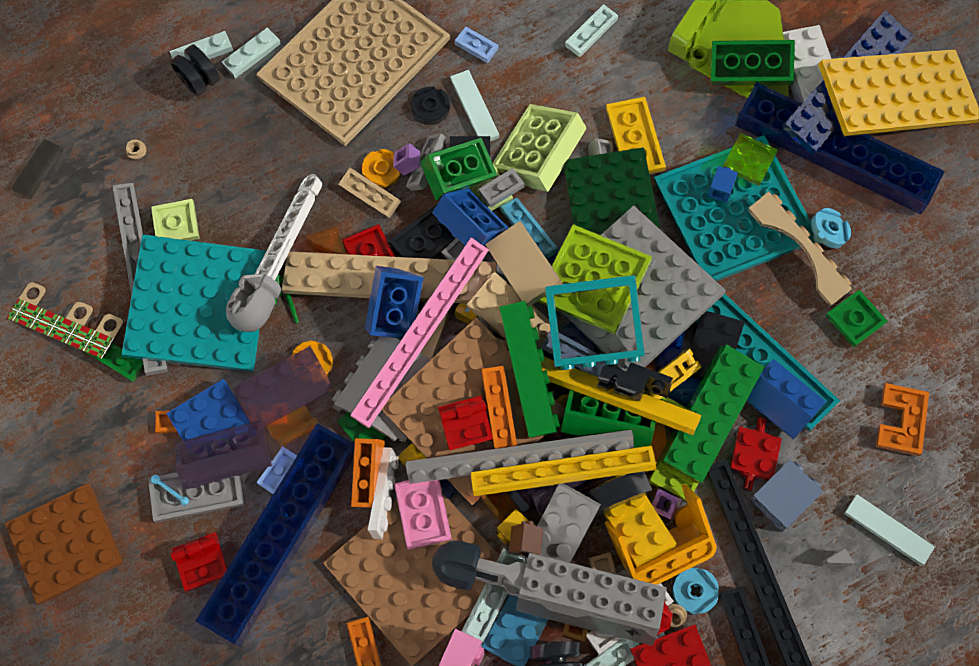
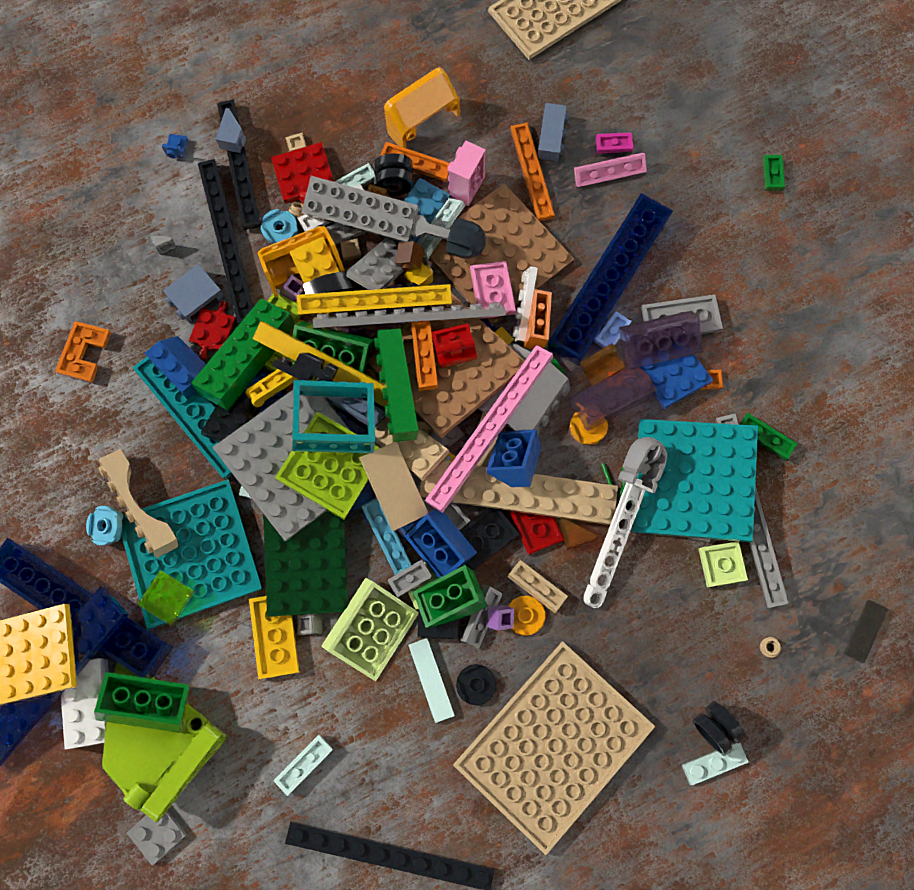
camera: 175 degrees left, 5 degrees up
(64, 329) = (815, 463): piece -> none
(64, 543) = (786, 285): dark orange plate -> none
(155, 479) = (715, 325): medium azure hinge -> none
(200, 562) = (673, 263): red plate -> none
(251, 53) = (662, 758): light aqua plate -> none
(476, 44) = (425, 753): light blue plate -> none
(722, 184) = (196, 571): blue brick -> none
(856, 318) = (100, 440): green plate -> none
(889, 530) = (116, 267): light aqua tile -> none

